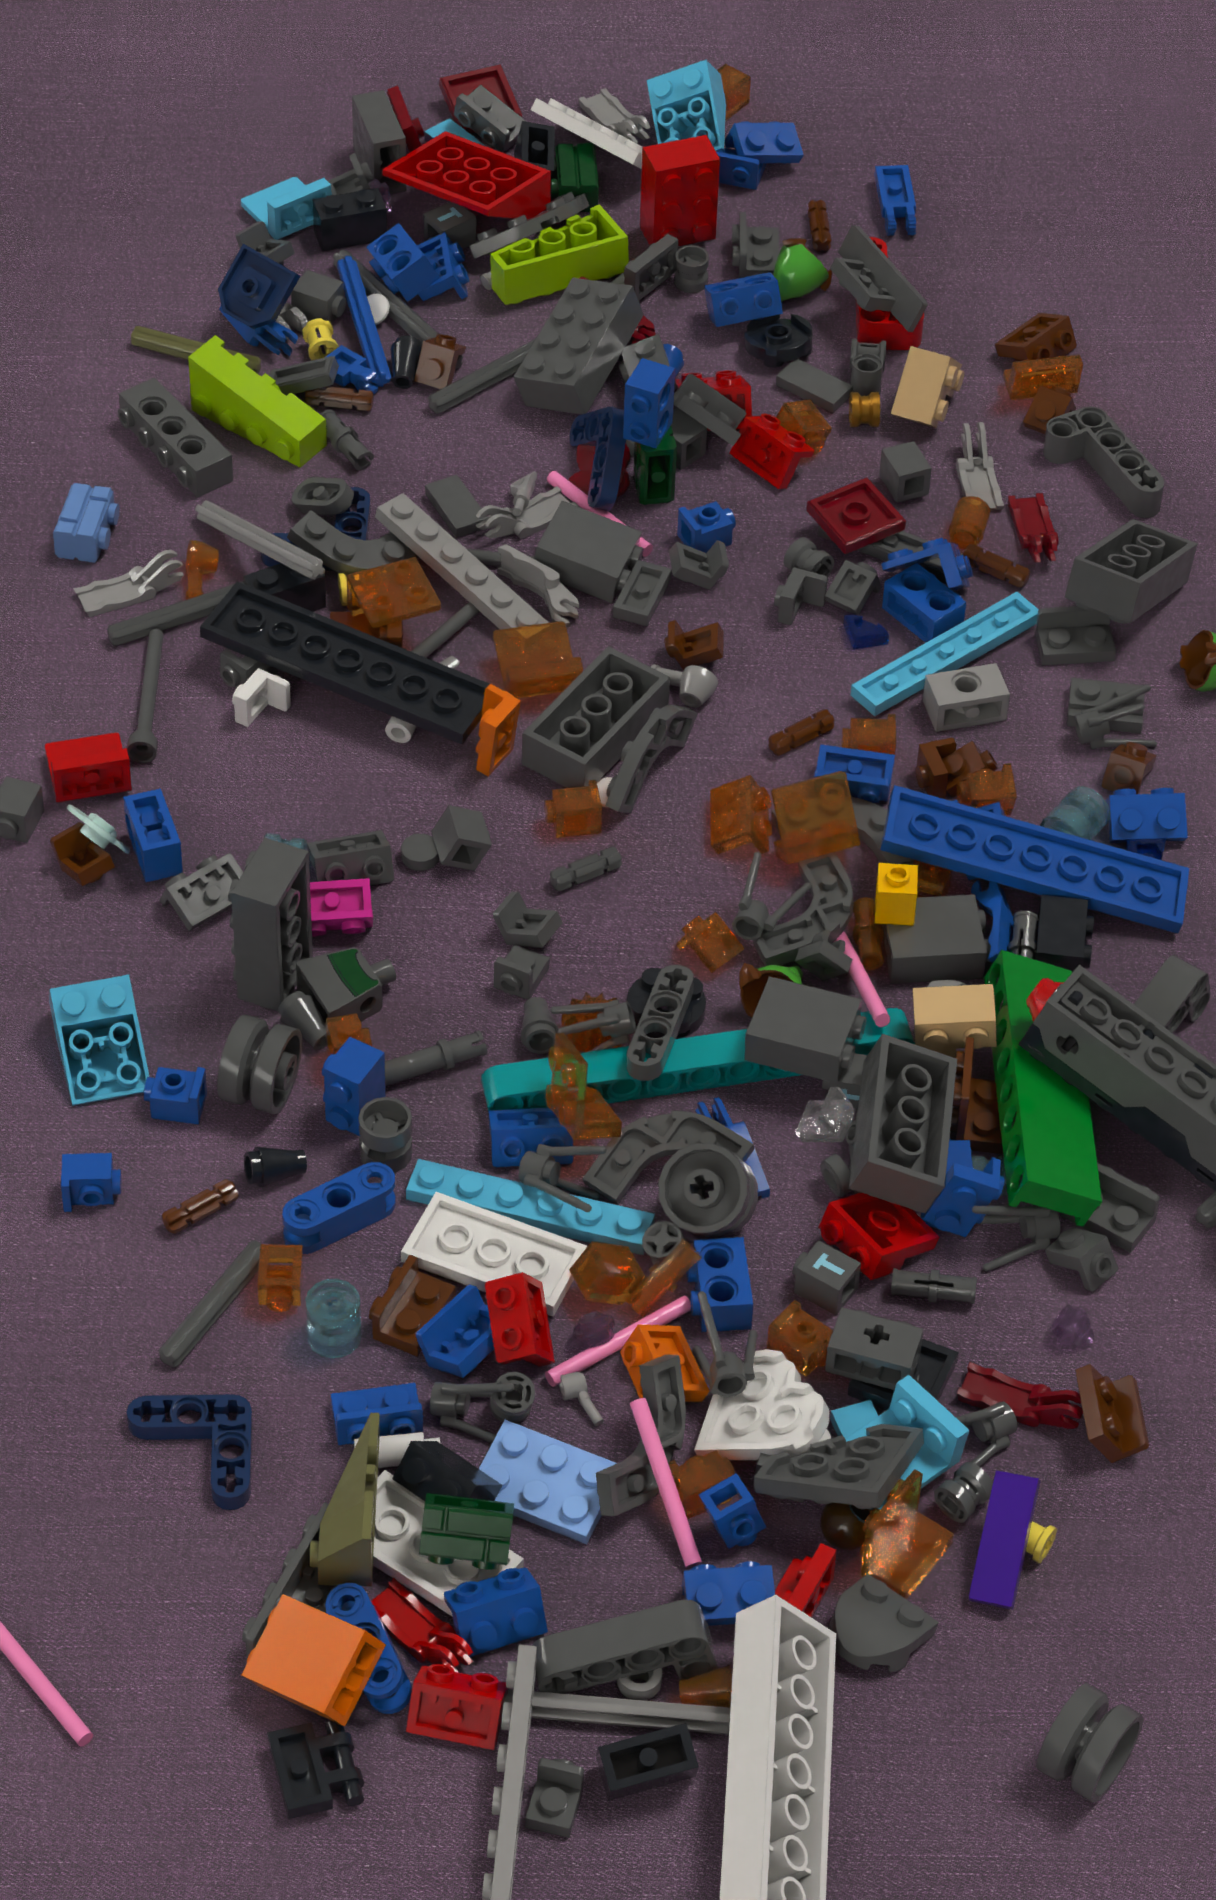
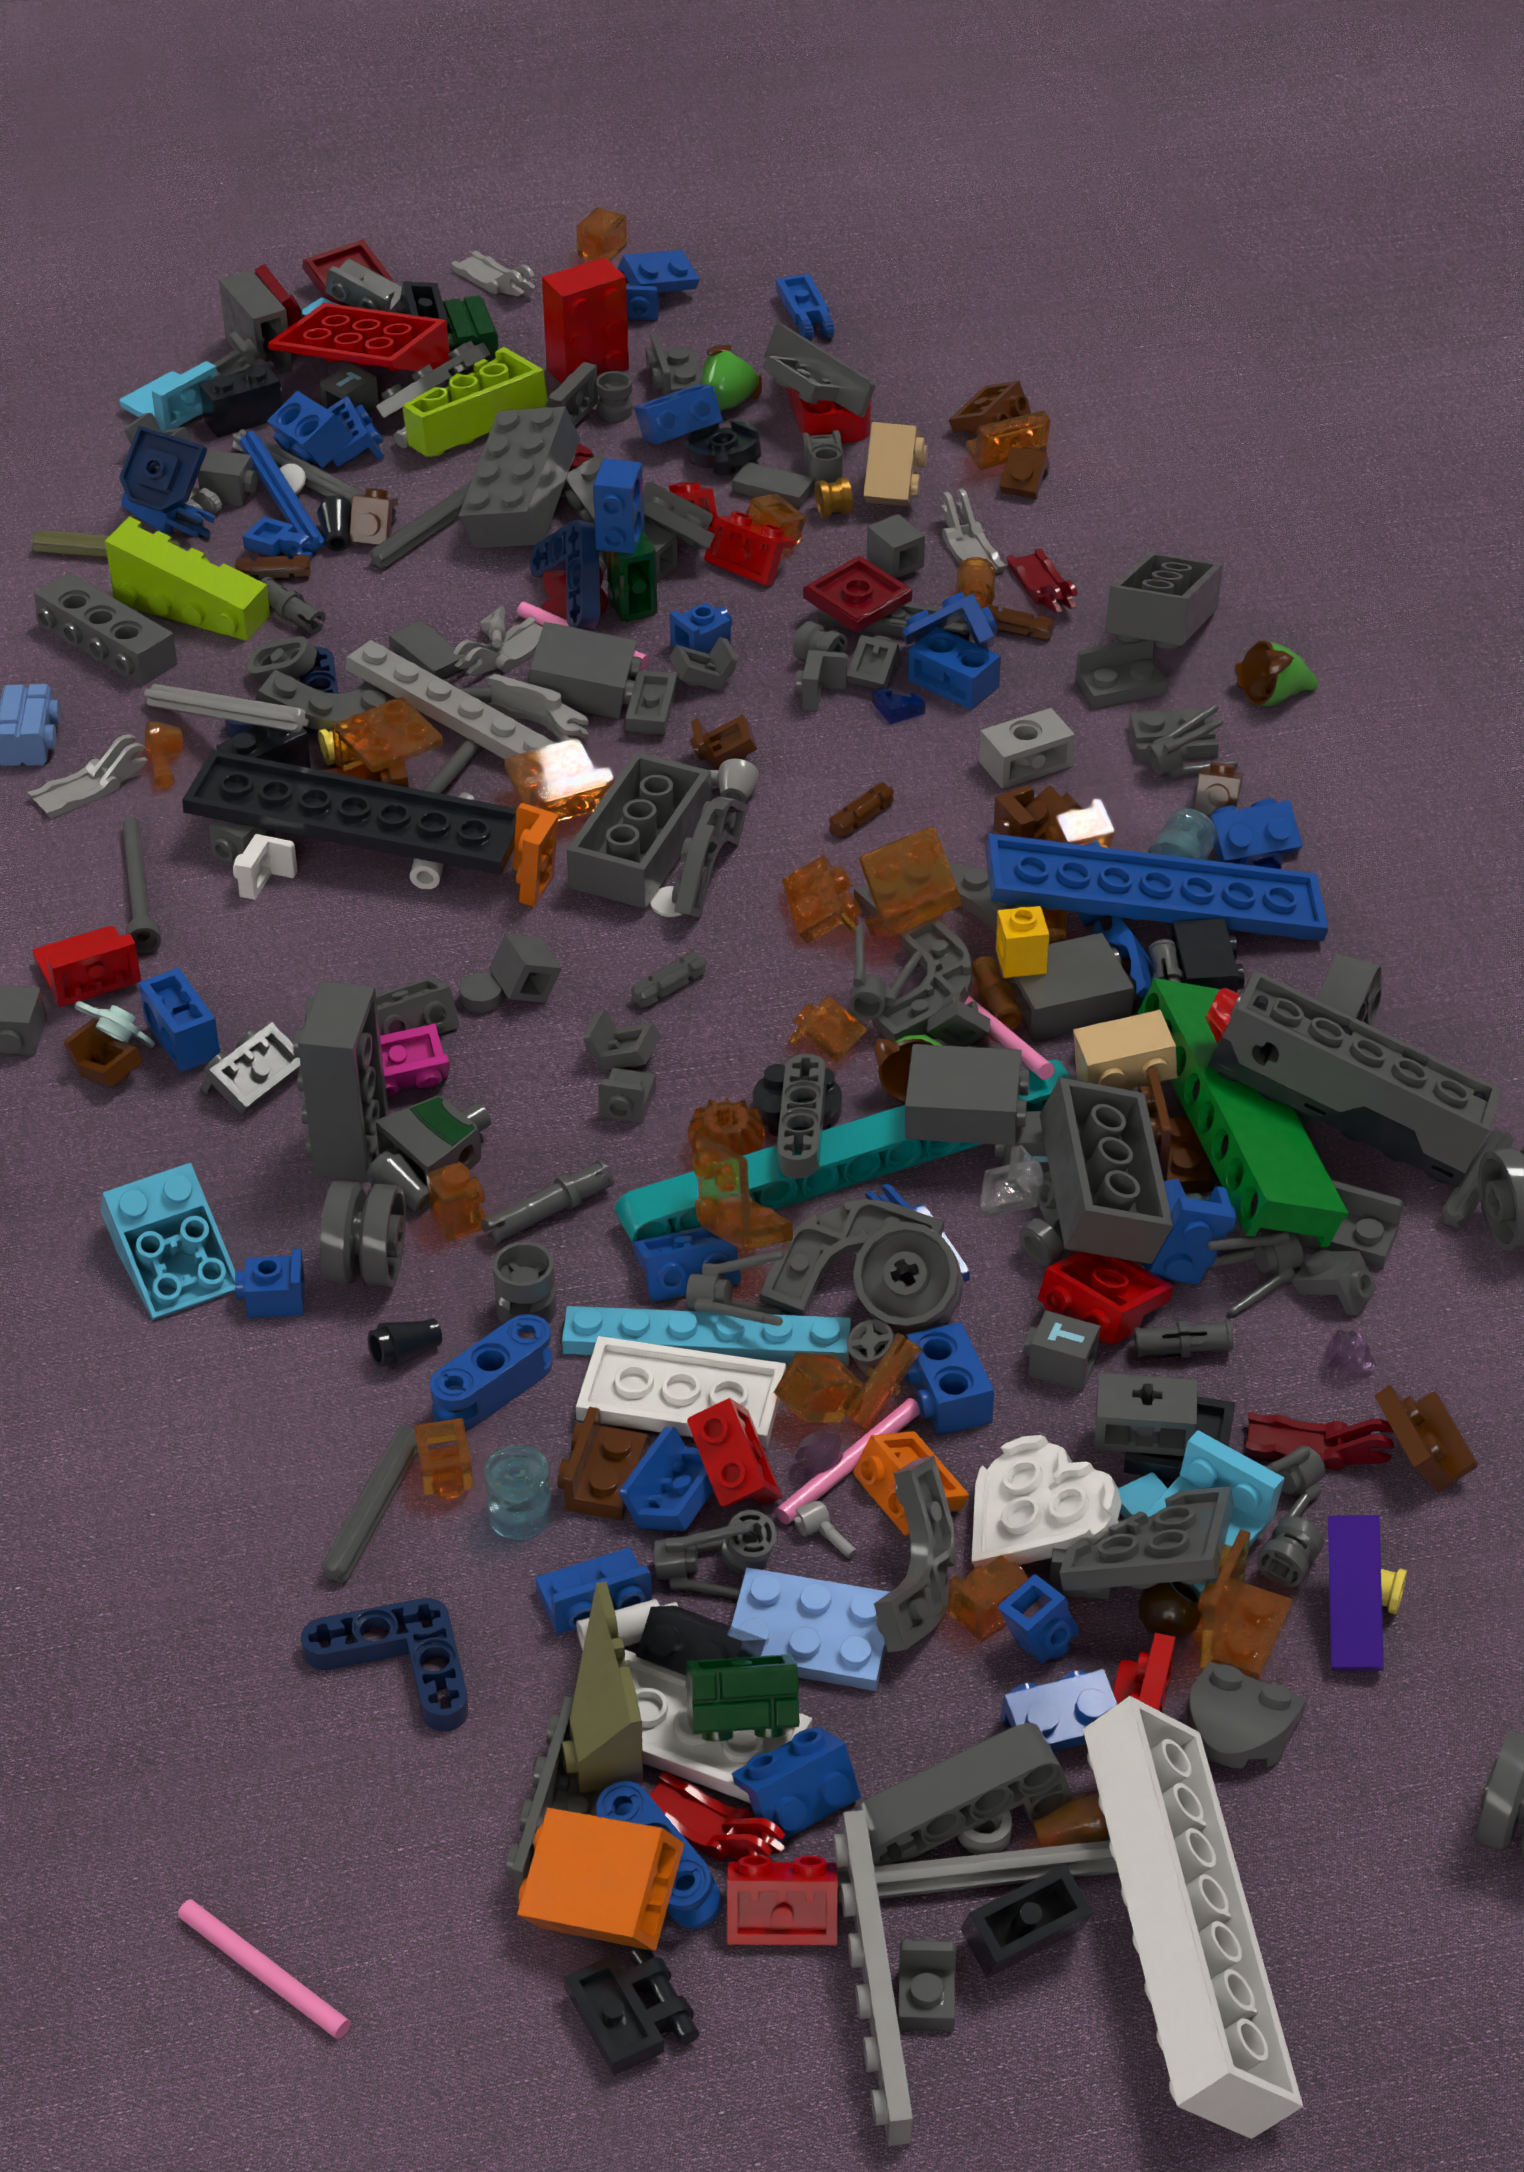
camera: 10 degrees left, 5 degrees down
(89, 1180) = (194, 1393): blue brick -> none
(166, 617) = (137, 804): dark grey axle -> none
(200, 1206) = (329, 1400): reddish brown axle -> none
(306, 375) = (237, 547): dark grey tile -> none
(310, 336) = (233, 518): light yellow bush -> none
(351, 1081) = (473, 1234): blue brick -> none
(538, 1026) = (665, 1148): dark grey cone -> none
(575, 811) = (642, 922): clear orange brick -> none
(590, 130) = (493, 289): white plate -> none
(614, 1020) = (751, 1118): dark grey plant -> none
(665, 1483) = (954, 1602): bright pink bar -> none
(689, 104) = (566, 239): medium azure slope -> none
(727, 1372) = (987, 1467): dark grey plant -> none
(800, 1338) = (1056, 1416): clear orange brick -> none
(819, 225) = (731, 335): reddish brown axle -> none
(866, 771) = (953, 829): blue bracket -> none
(871, 735) = (940, 804): clear orange brick -> none
(945, 653) = (996, 704): medium azure plate -> none
(1098, 439) = (1099, 500): dark grey beam -> none

